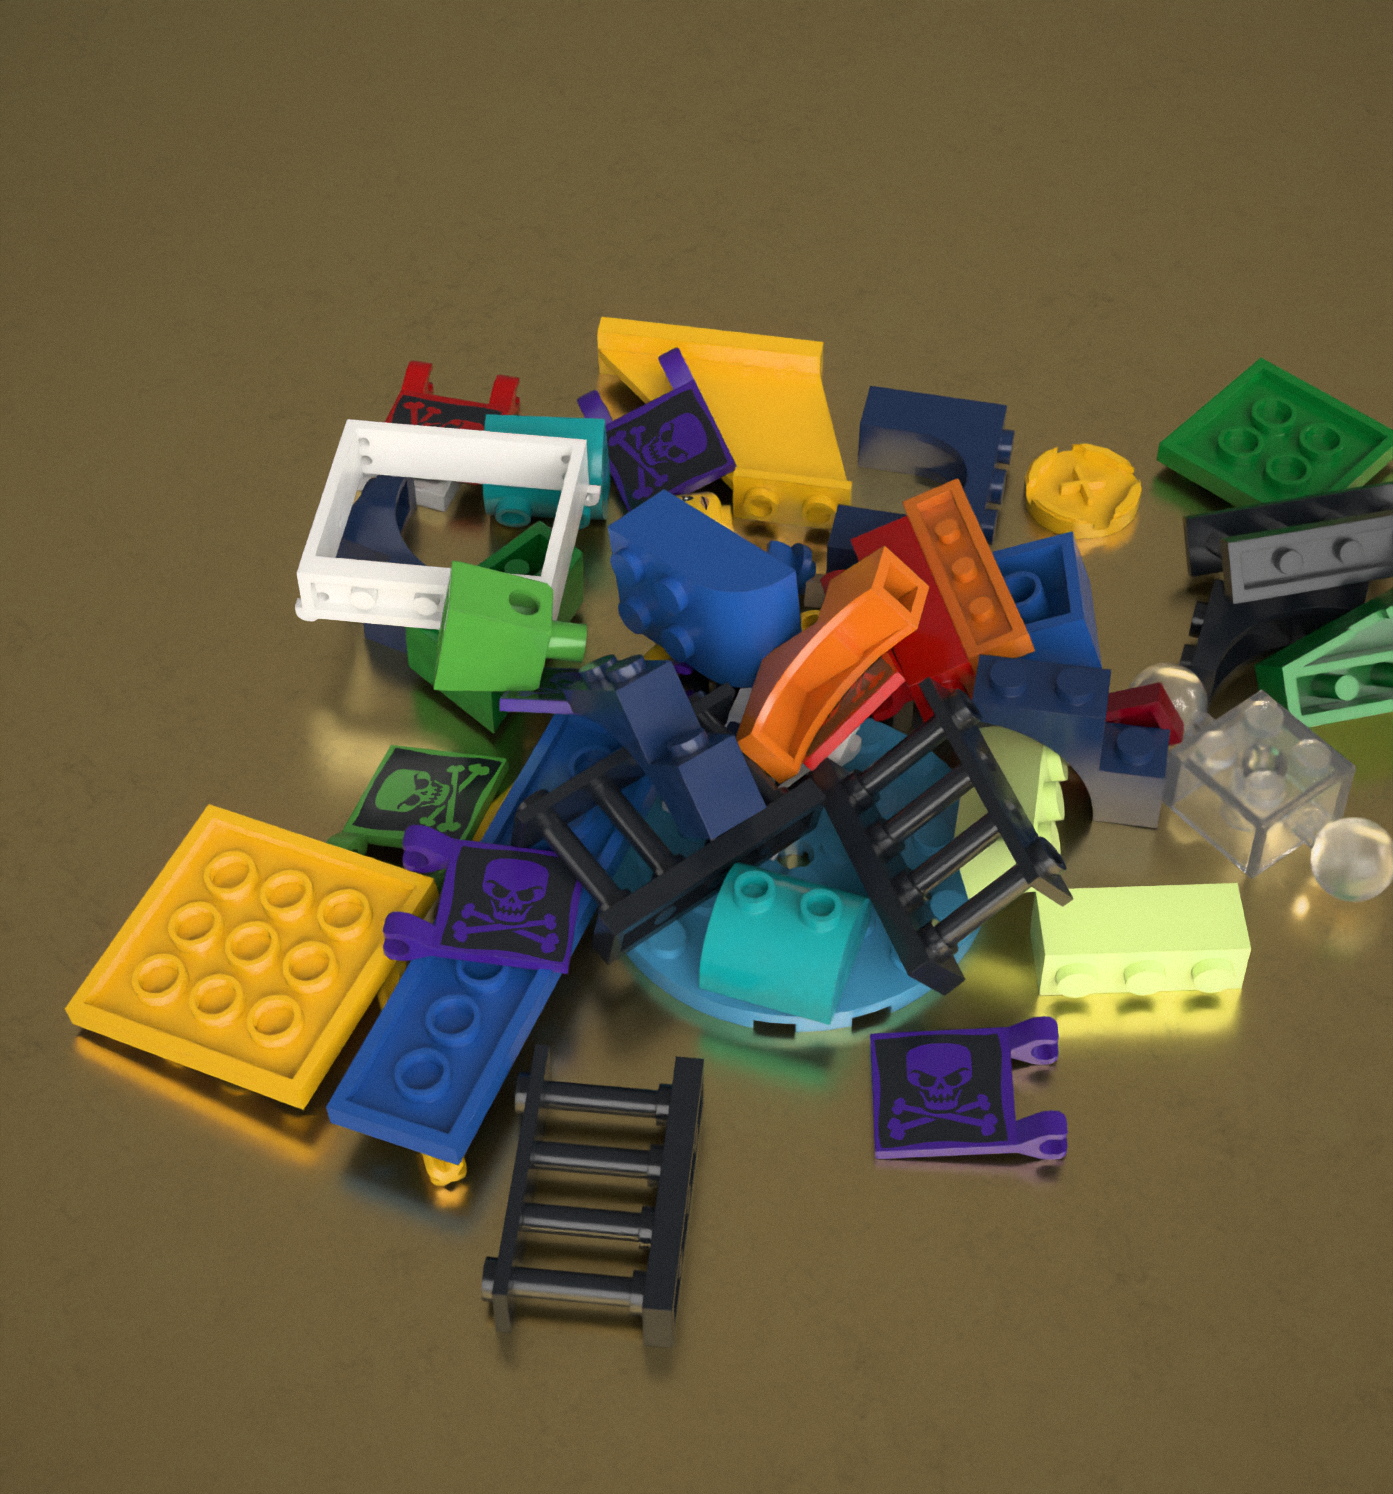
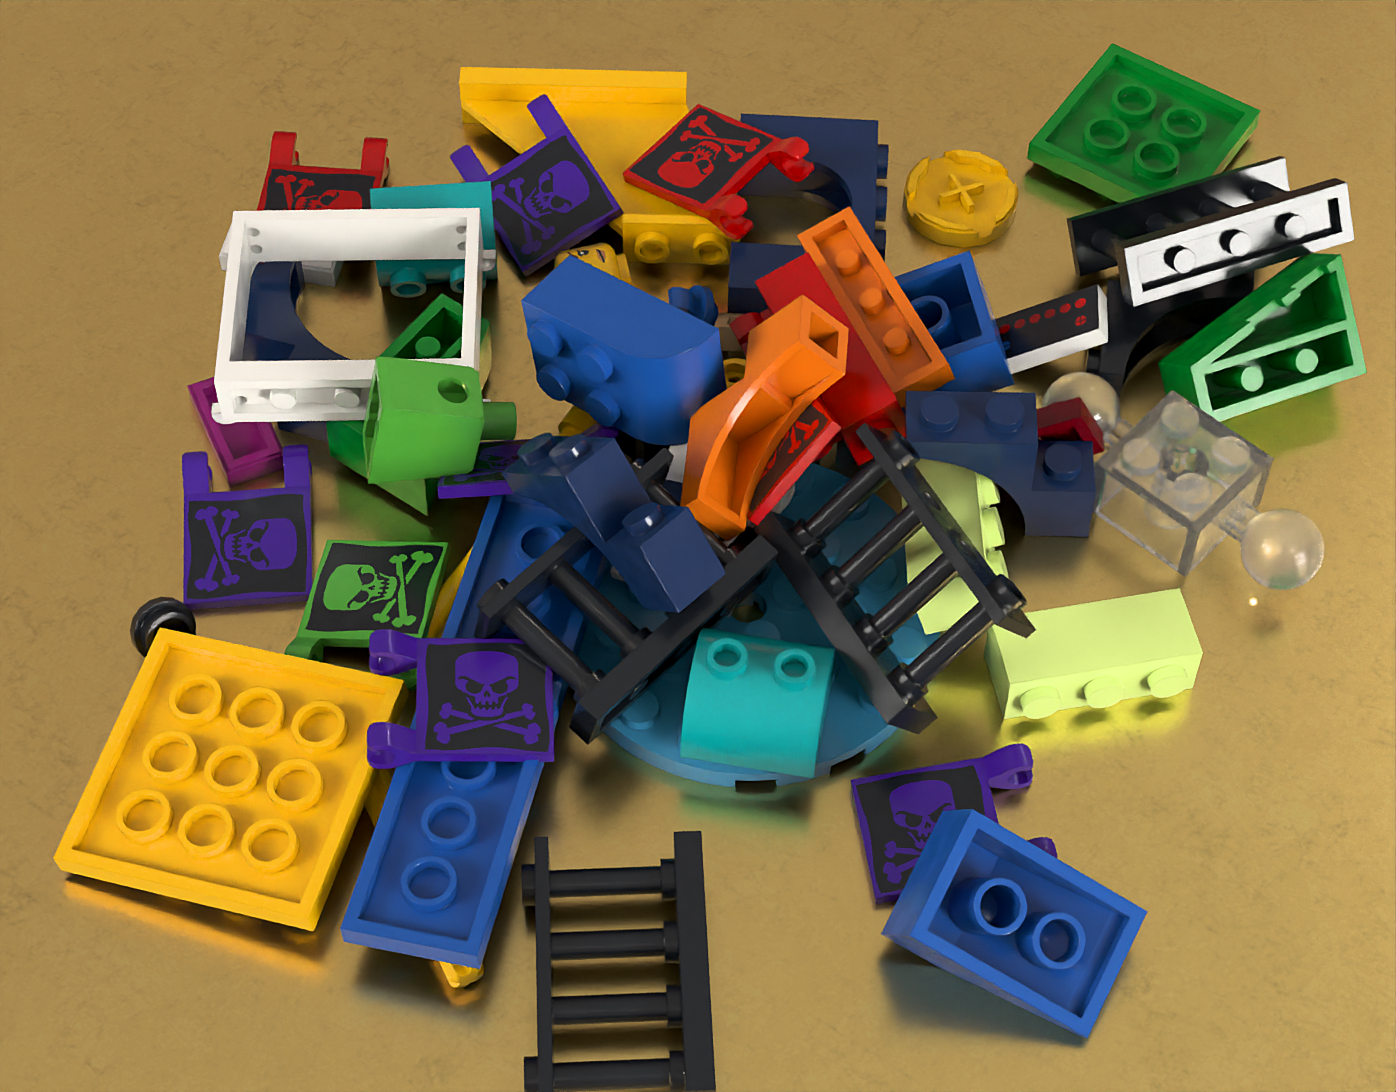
camera: 10 degrees left, 5 degrees up
(212, 791) = (156, 614): none -> black plate
(314, 738) = (247, 542): none -> flag
(325, 647) = (241, 448): none -> magenta tile
(831, 425) = (709, 161): none -> red flag
(1011, 1189) = (1014, 920): none -> blue slope
(1152, 621) = (1054, 328): none -> black tile

